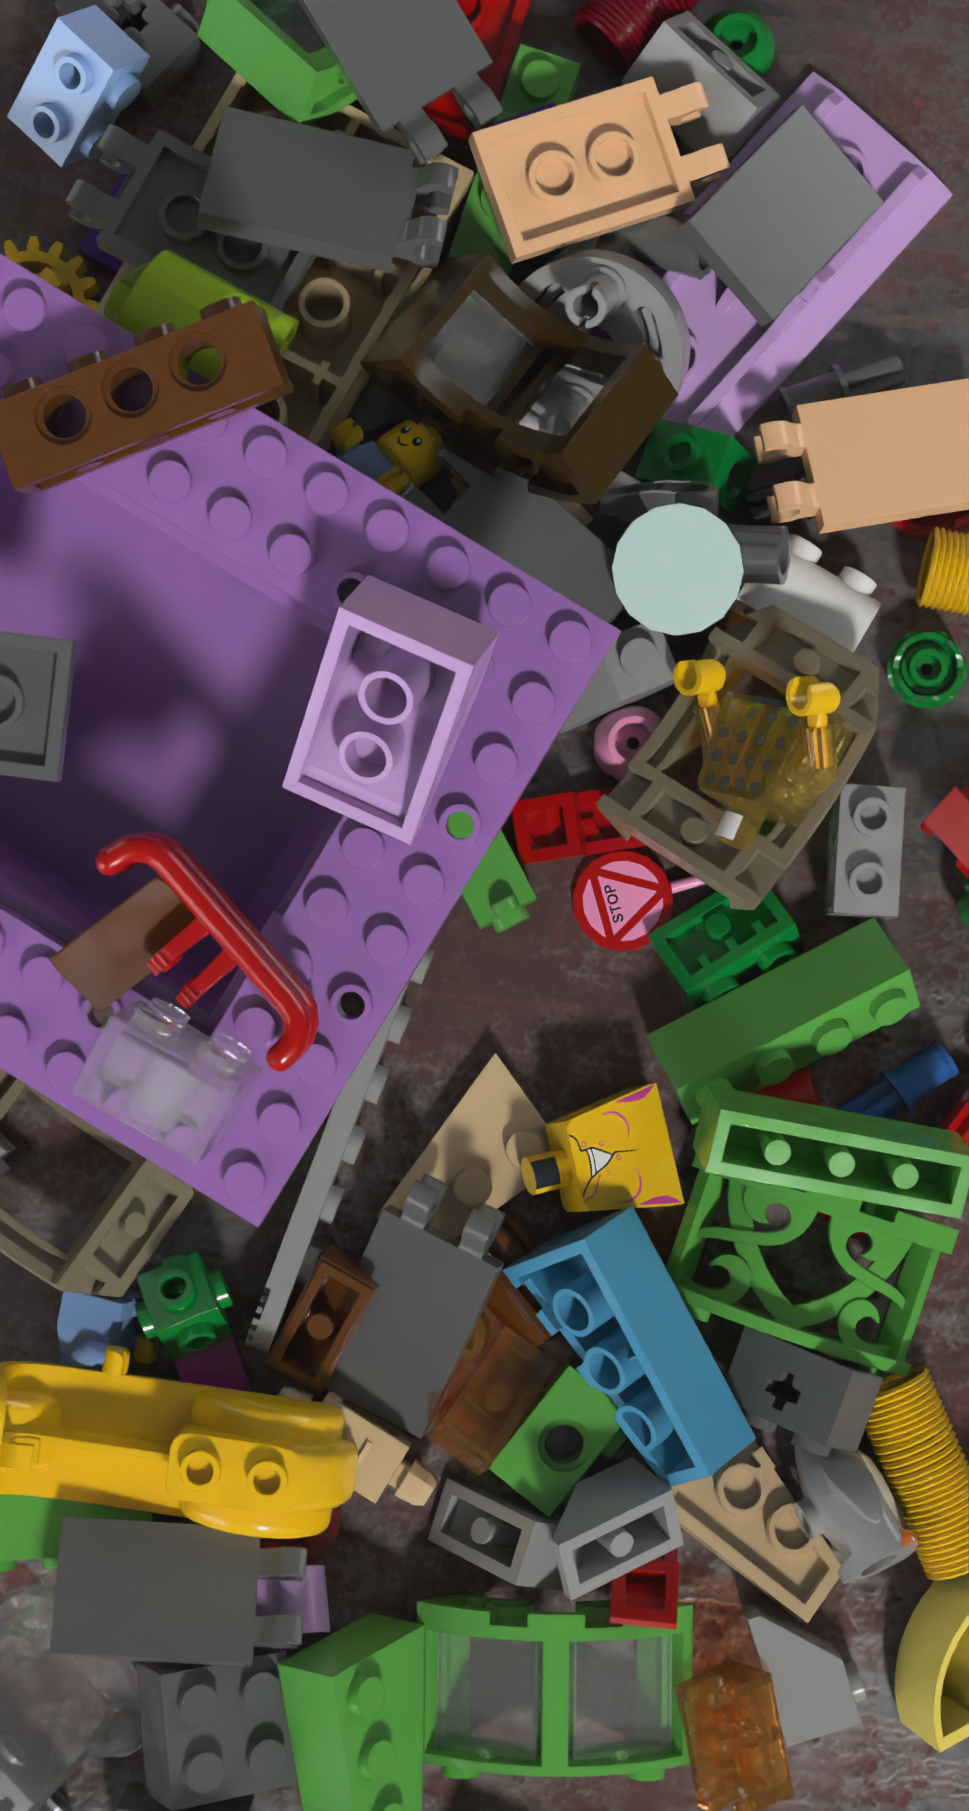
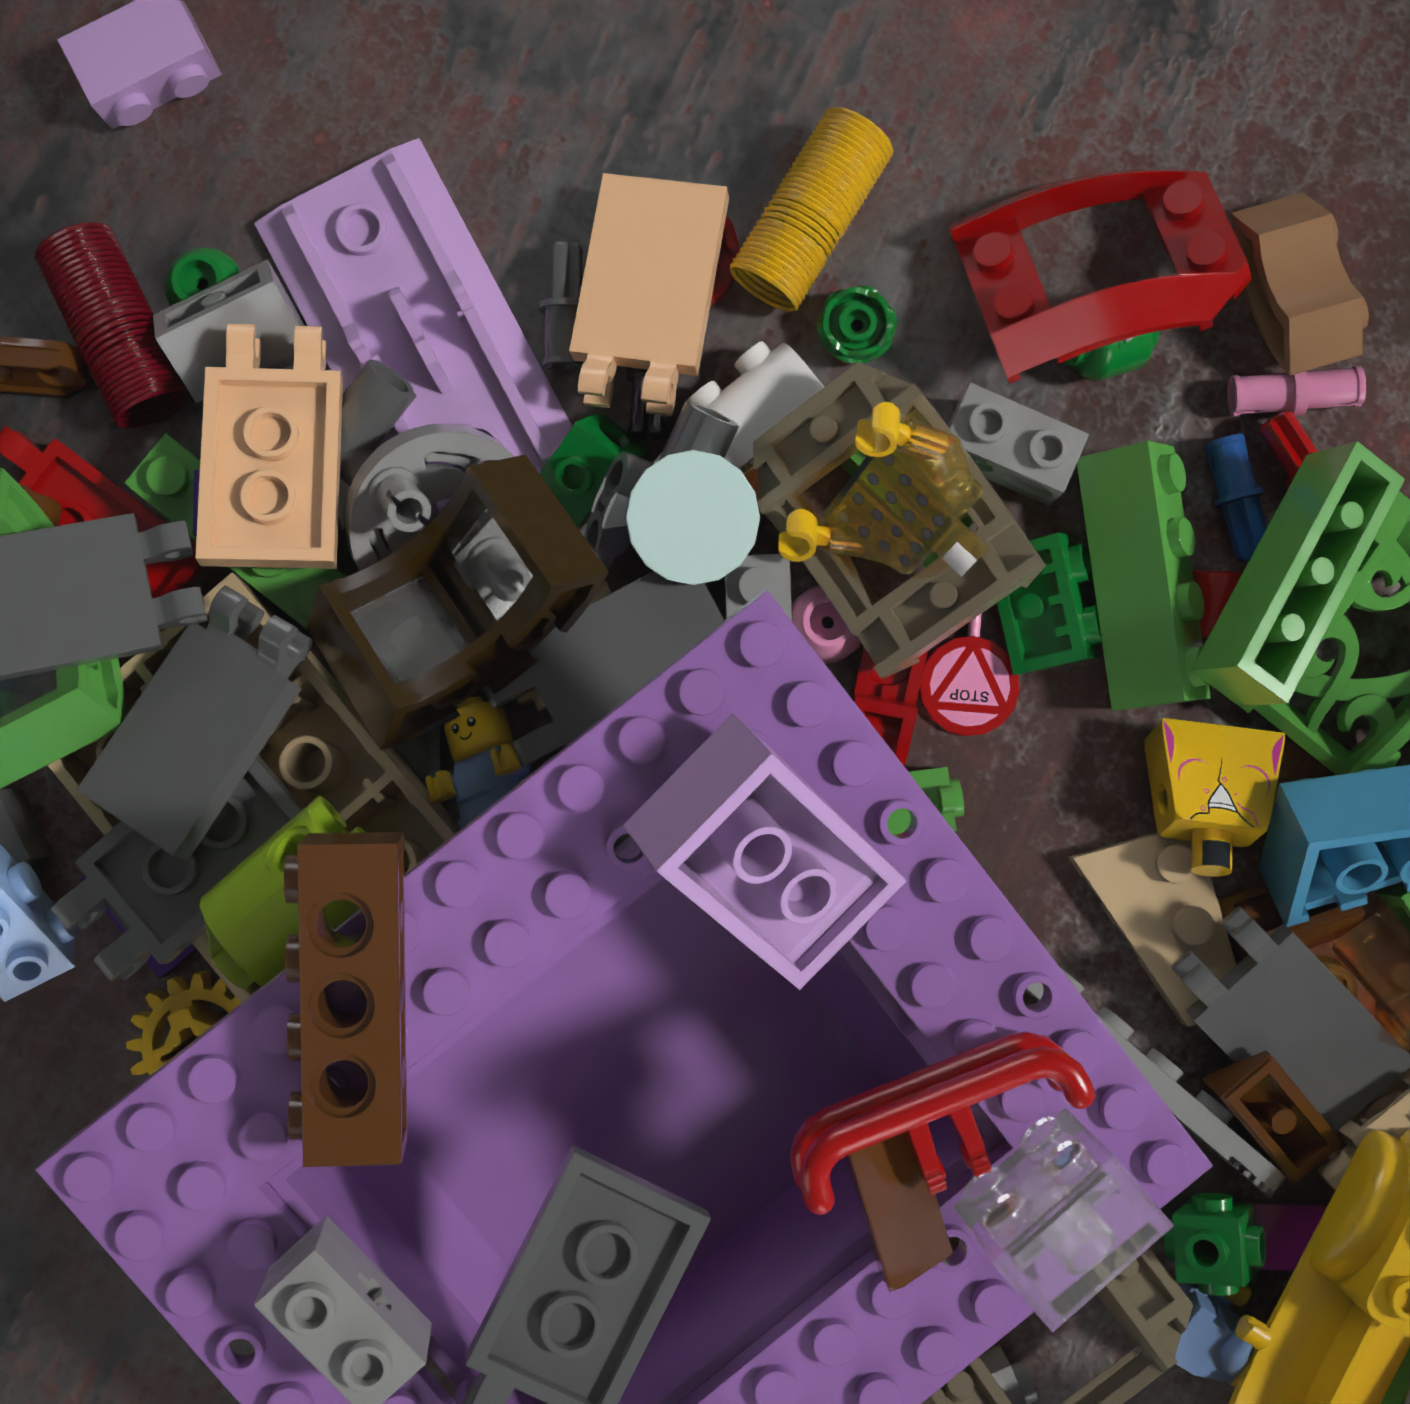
camera: 70 degrees left, 0 degrees up
(781, 215) = (385, 297): dark grey tile -> none

